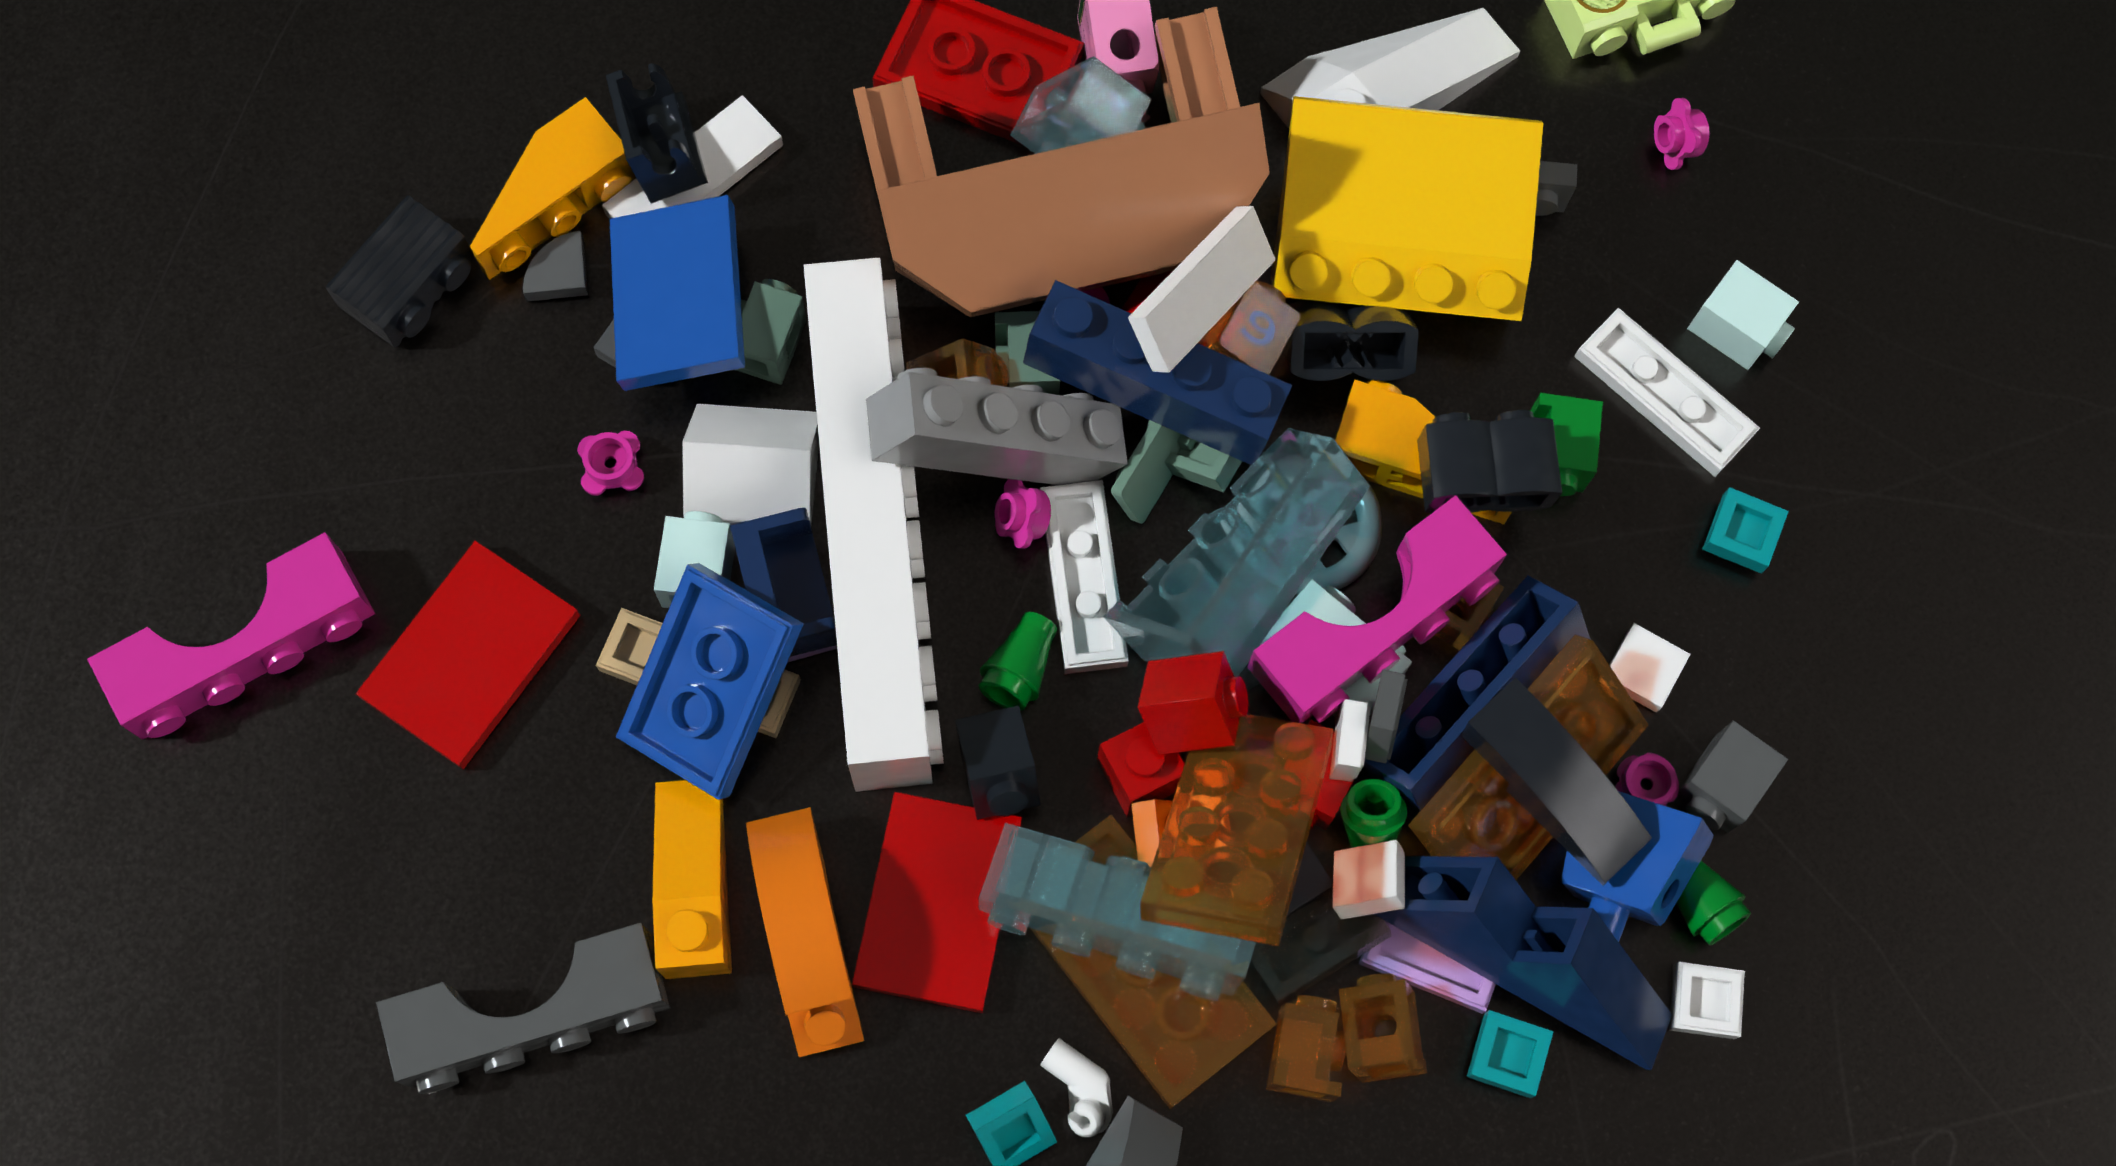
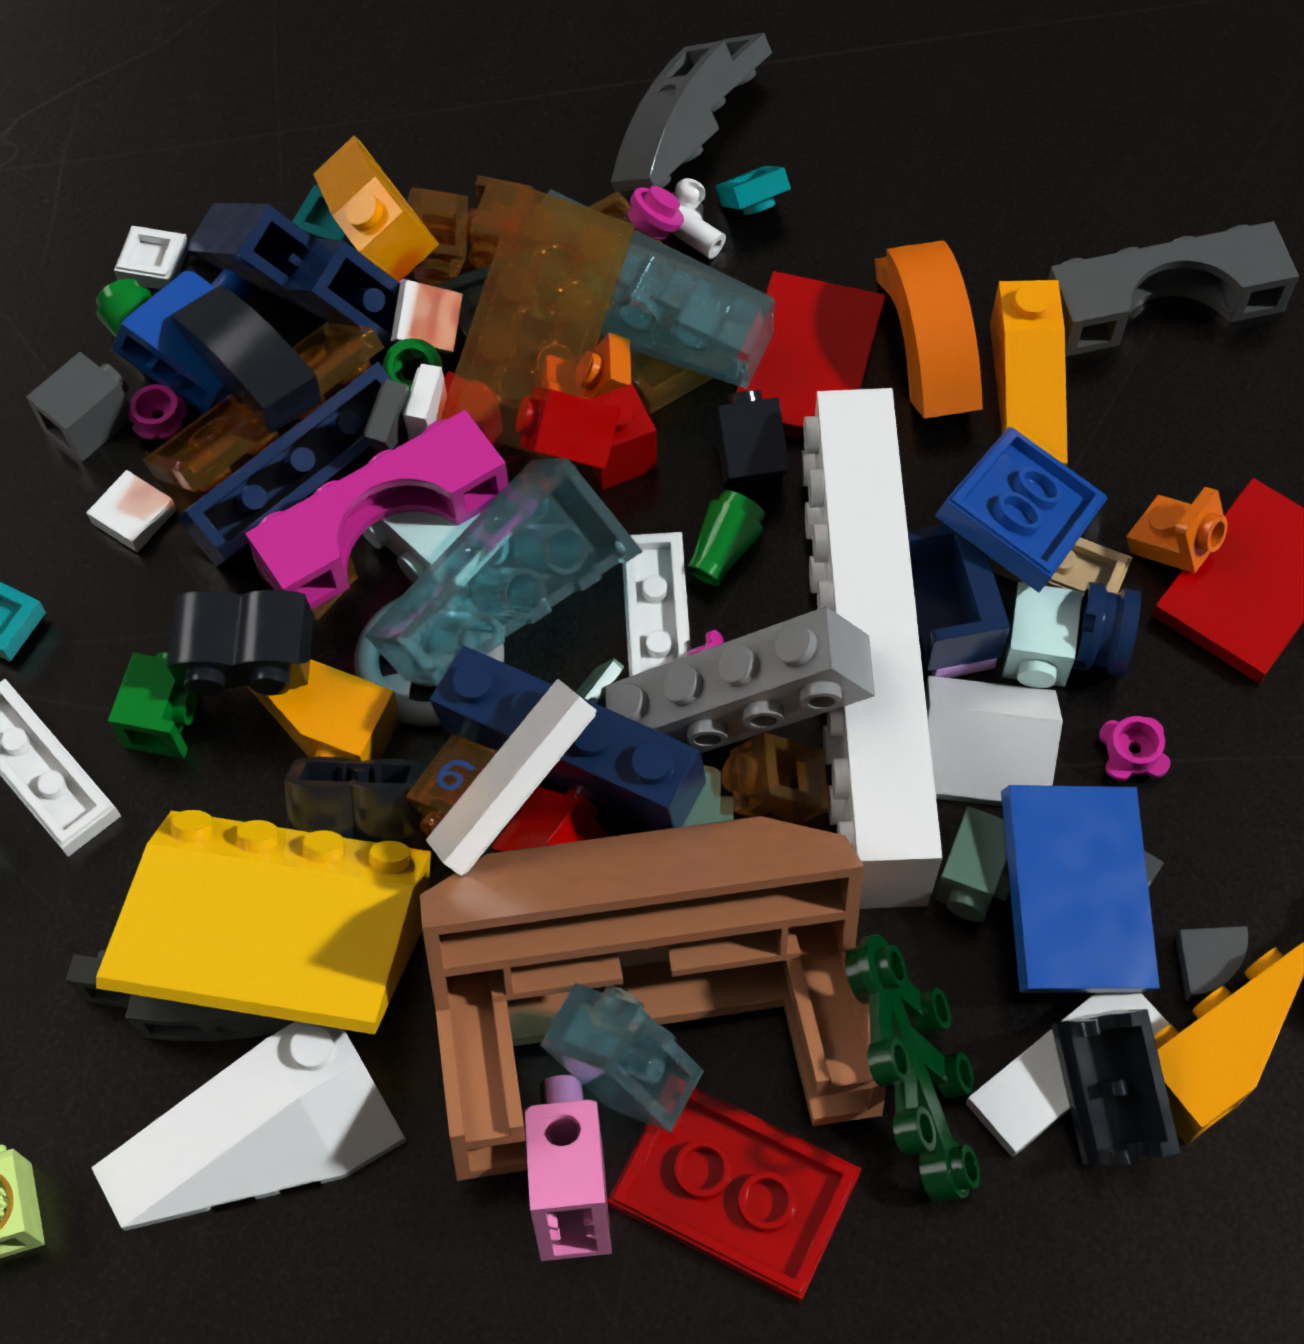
camera: 170 degrees left, 10 degrees down
(545, 689) = (1180, 531): none -> orange bracket
(628, 564) = (1107, 629): none -> dark blue wheel
(861, 162) = (911, 1062): none -> dark green plant
(1124, 1065) = (655, 212): none -> dark pink plate
(1462, 1021) = (373, 211): none -> light orange slope

